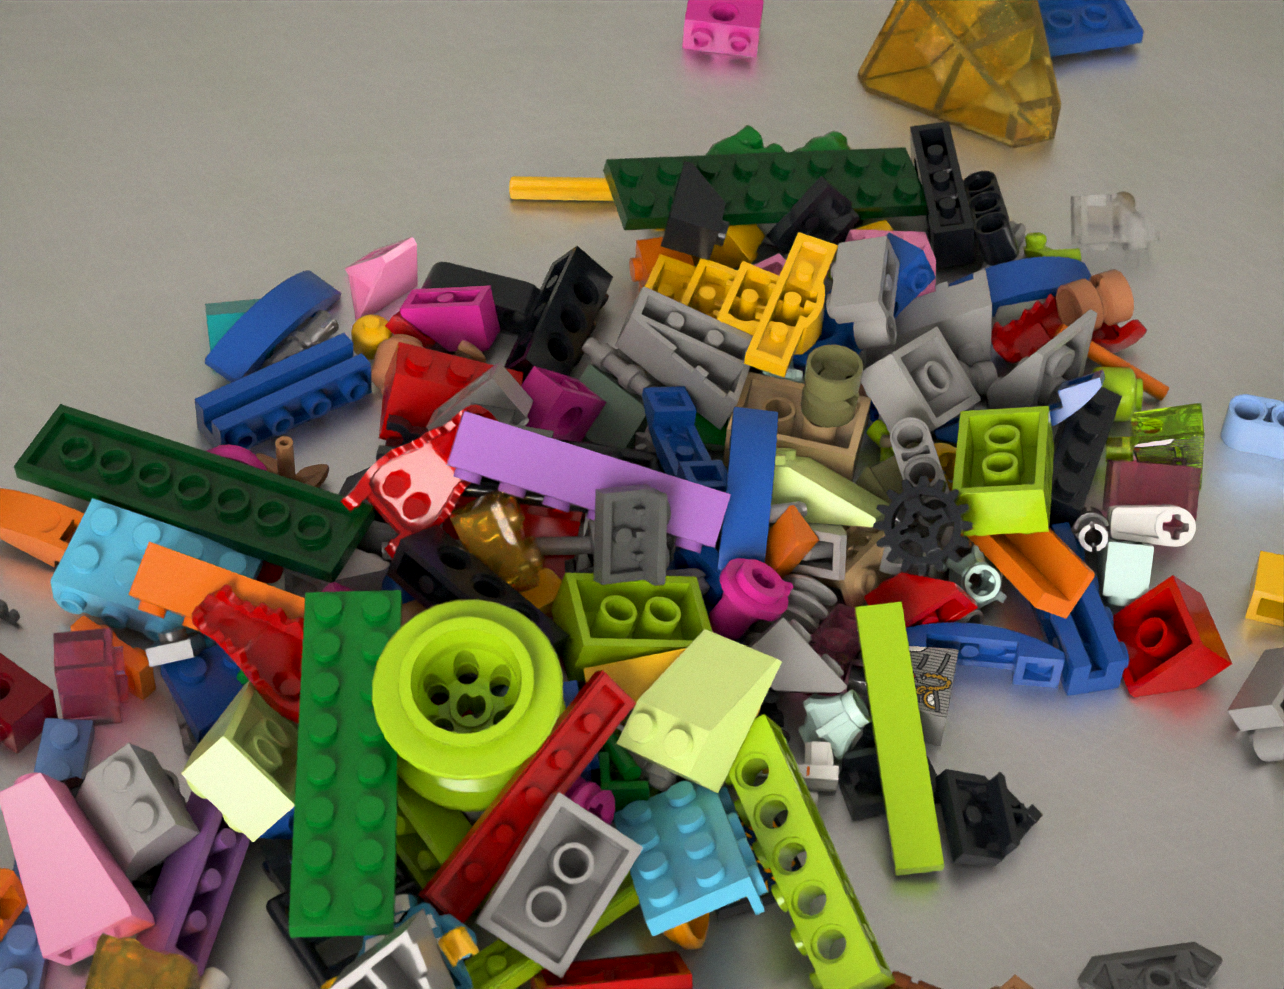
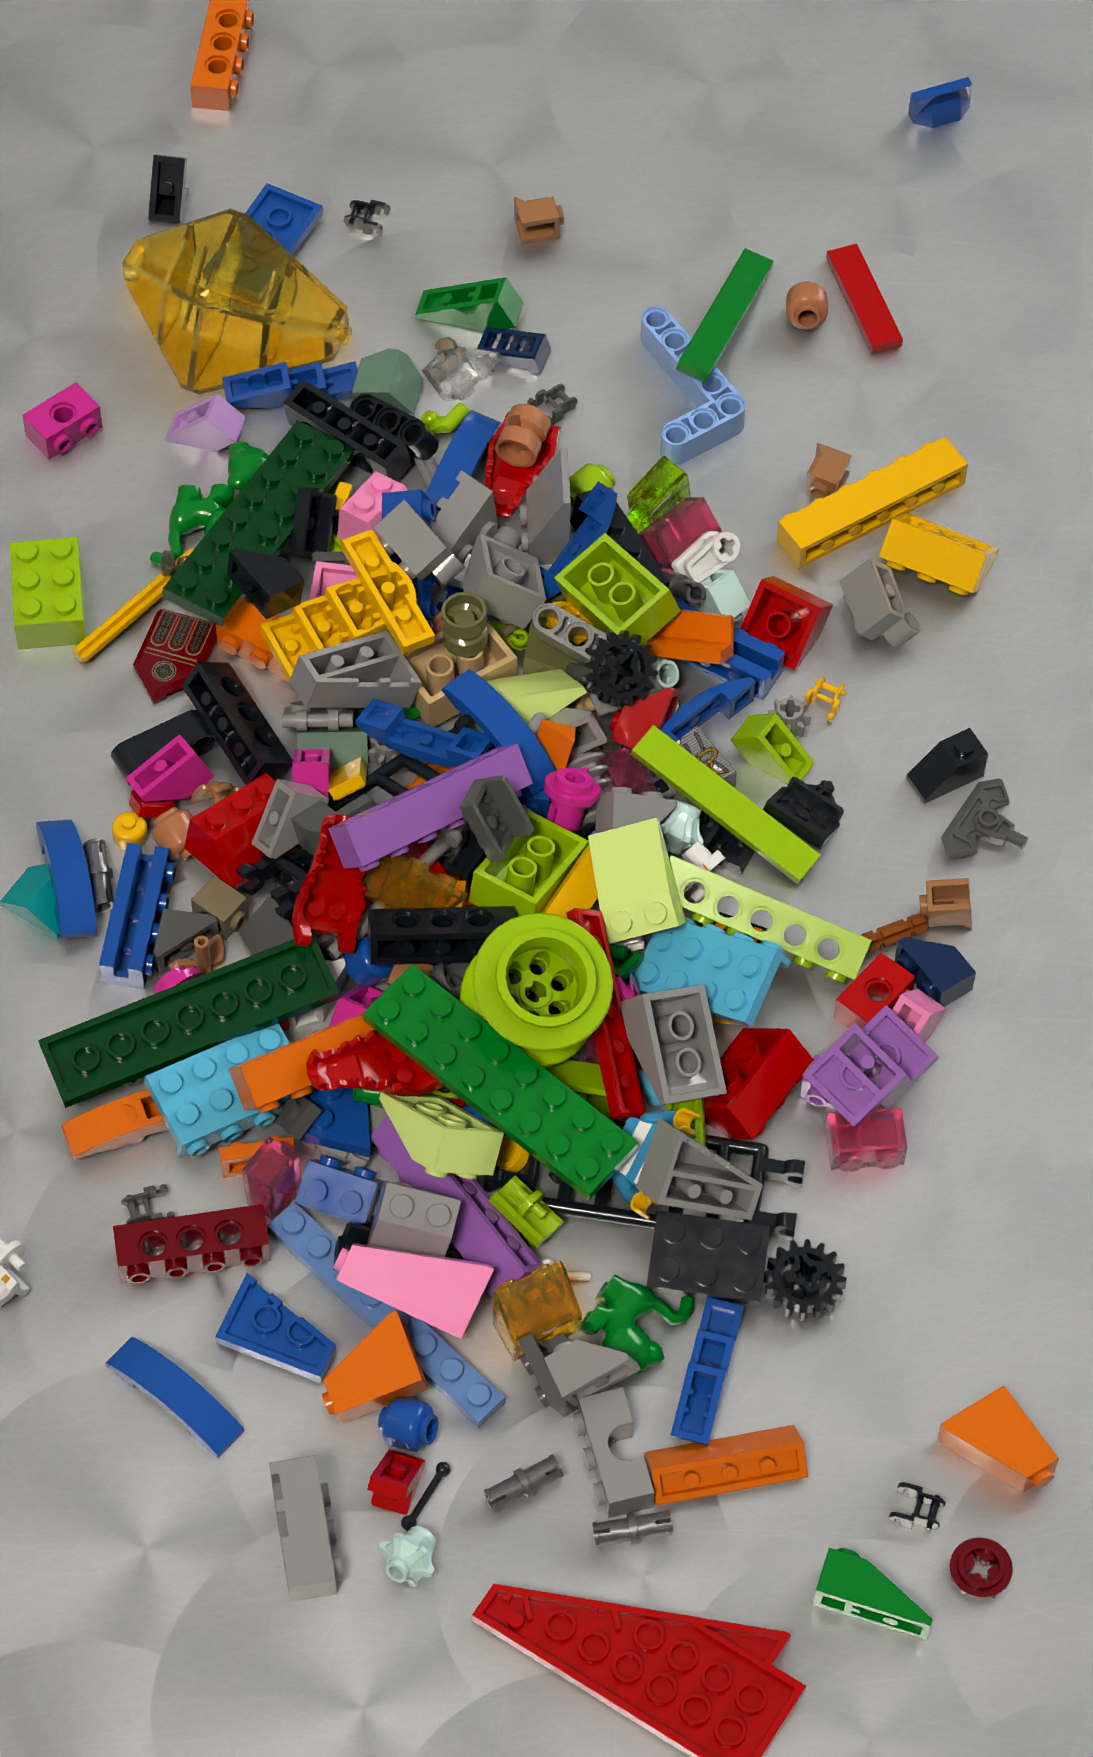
camera: 45 degrees left, 10 degrees up
(146, 726) = (338, 1189): none -> blue bracket
(253, 910) = (526, 1211): none -> lime hips
(310, 439) = (178, 933): none -> dark grey slope
(354, 442) = (224, 903): none -> dark tan brick
(383, 276) = (80, 786): bright pink slope -> none
(544, 123) = (47, 592): none -> lime brick
(586, 432) = (348, 778): none -> yellow tile
(596, 234) = (172, 651): none -> dark red tile
(837, 109) = (207, 425): none -> lavender slope
(972, 143) = (273, 384): none -> blue slope
(1016, 736) = (772, 747): none -> lime slope
(1036, 190) = (389, 377): none -> sand green slope
(1066, 724) = (792, 714): none -> light grey gear
(1108, 359) = (532, 472): orange bar -> none
(1119, 728) = (813, 694): none -> yellow piece
(1171, 306) = (548, 397): none -> dark grey piece
(1179, 900) = (949, 766): none -> black slope
(1188, 65) = (366, 208): none -> black piece
(1188, 190) = (473, 305): none -> green slope
(1190, 253) = (534, 345): none -> dark blue slope

